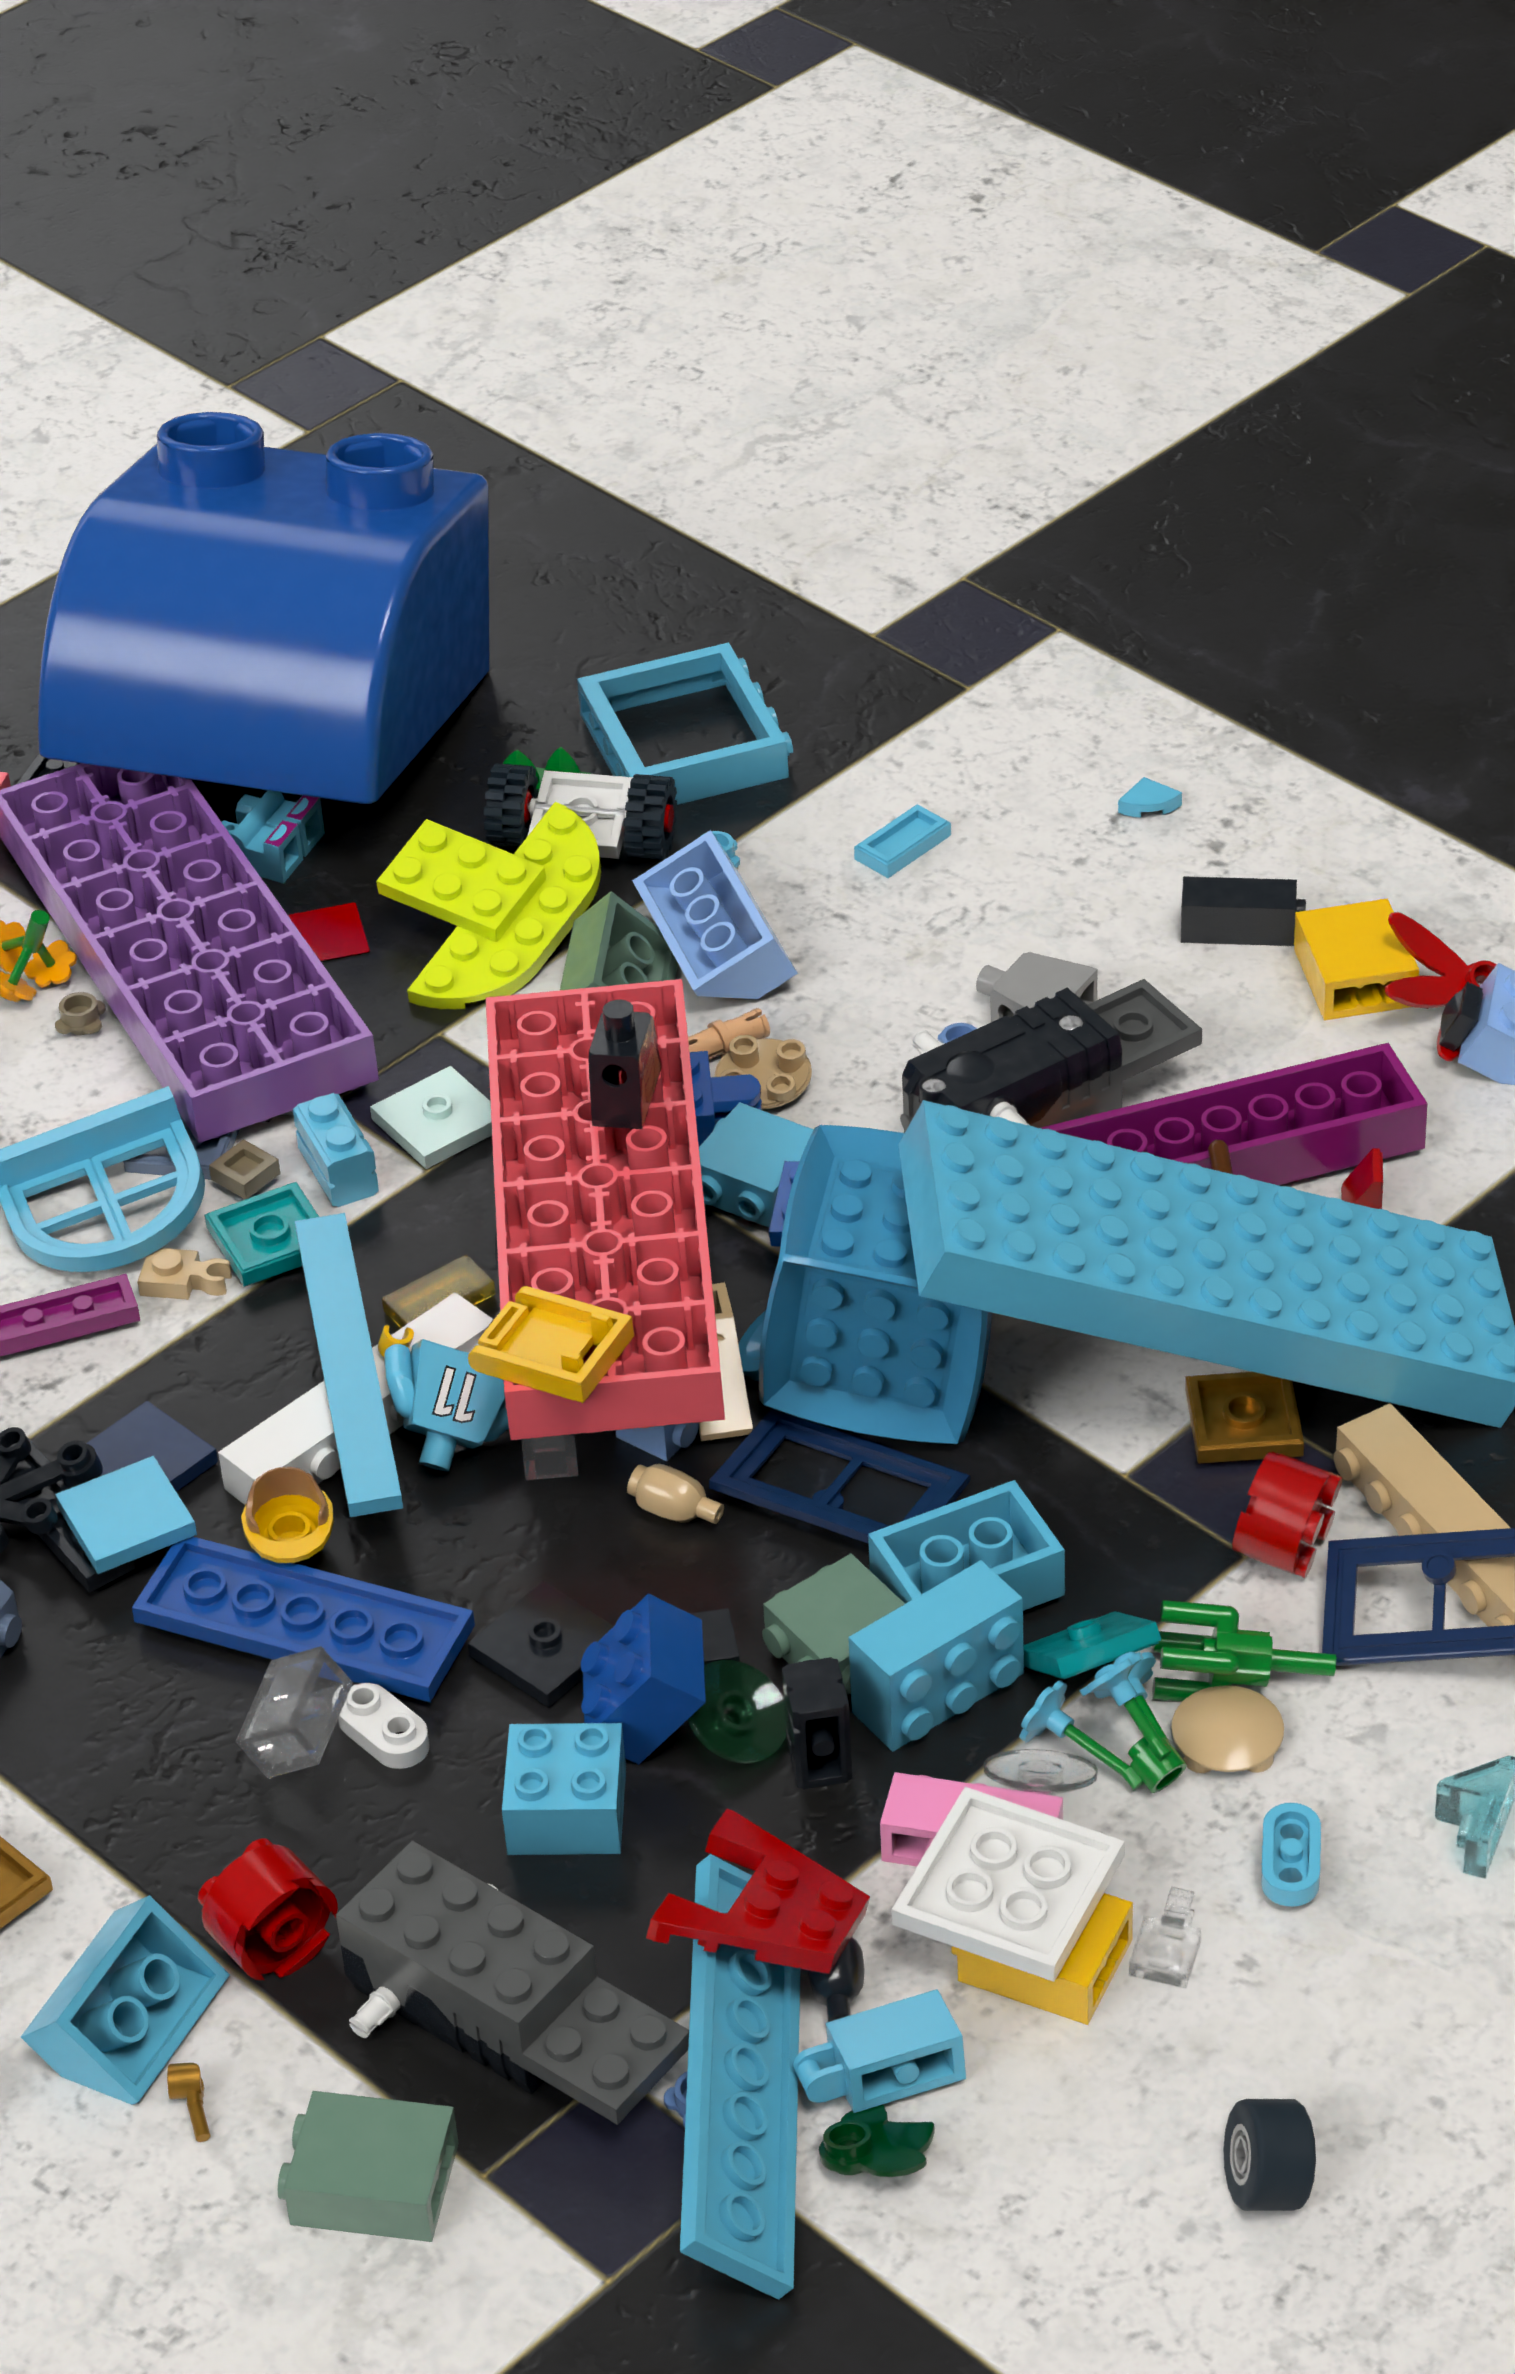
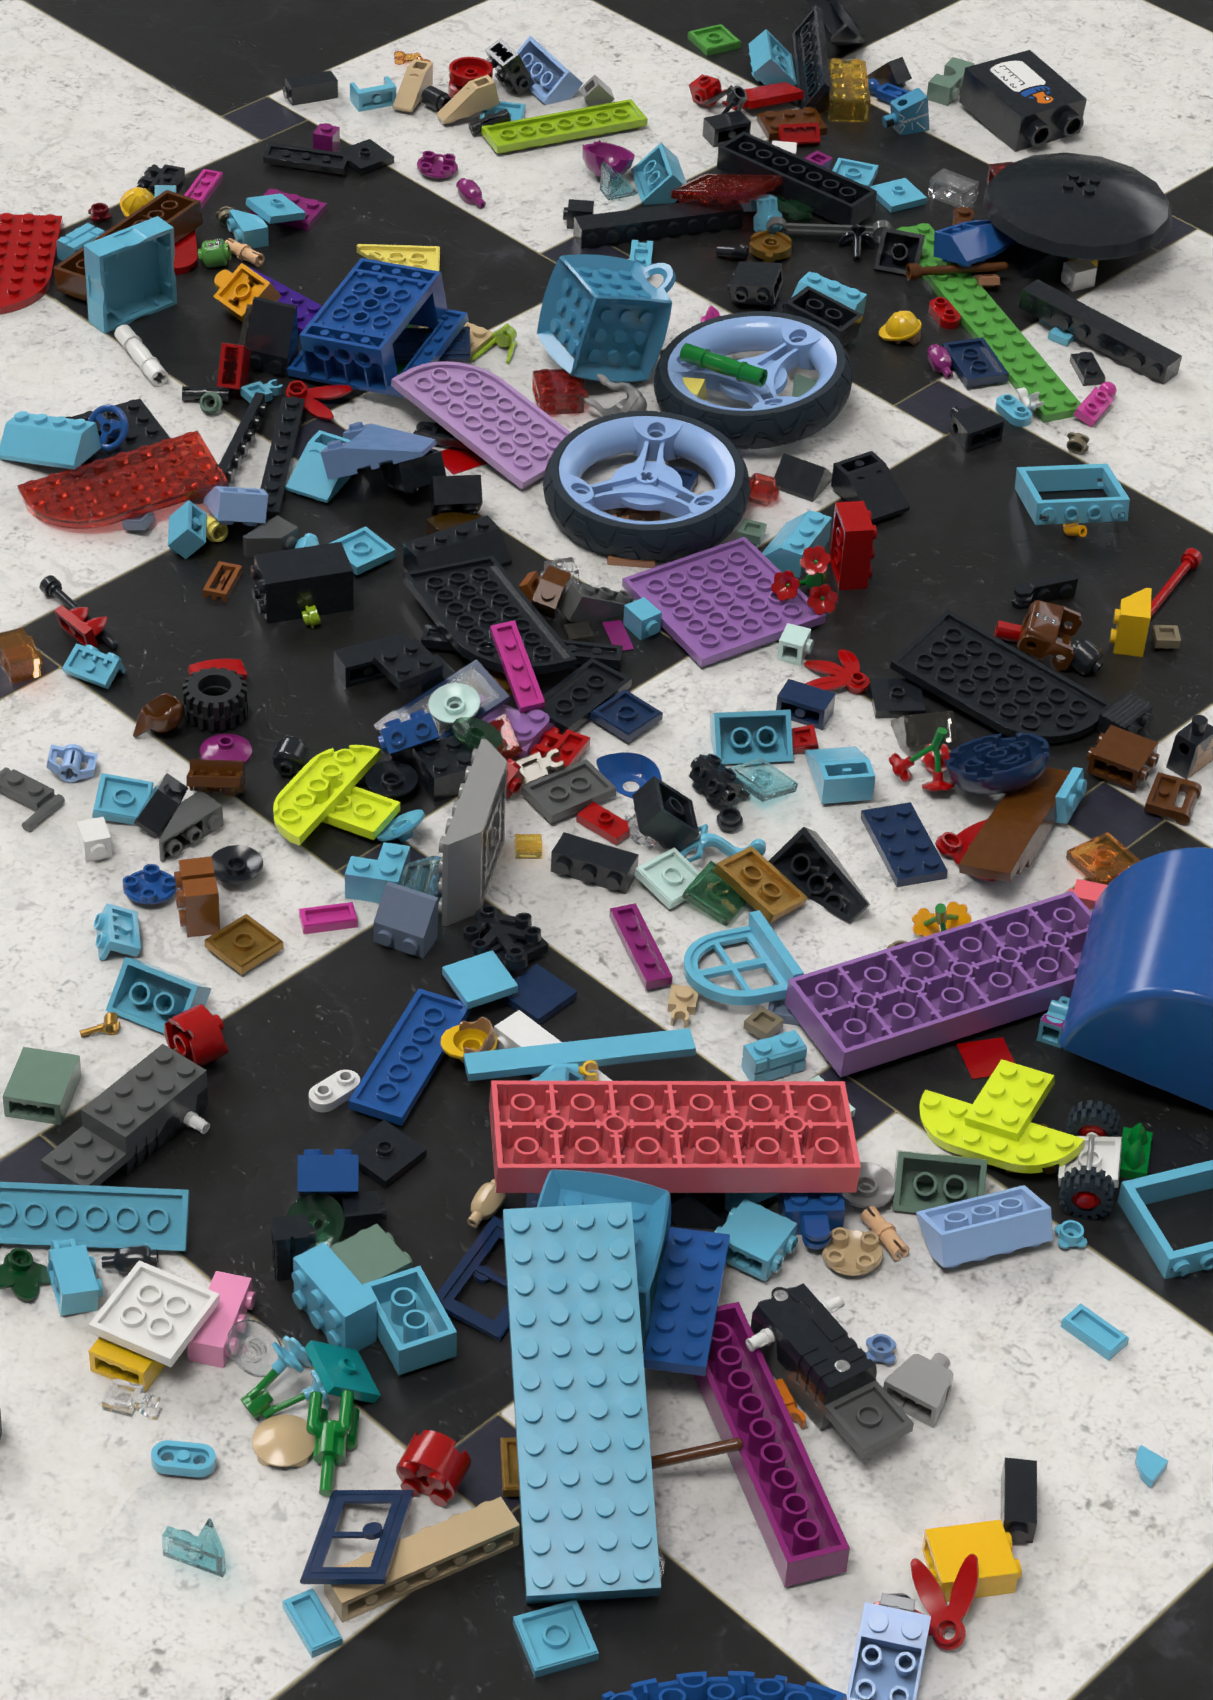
camera: 85 degrees right, 0 degrees up
(261, 1232) = (713, 1035): teal plate -> none
(294, 1712) = (333, 1048): clear brick -> none
(543, 1343) = (521, 1098): yellow container -> none
(564, 1789) = (269, 1153): medium azure brick -> none
(628, 1044) = (749, 1121): black torso -> none
(786, 1912) = (153, 1227): red wing -> none
(1365, 1182) = (739, 1549): red slope -> none

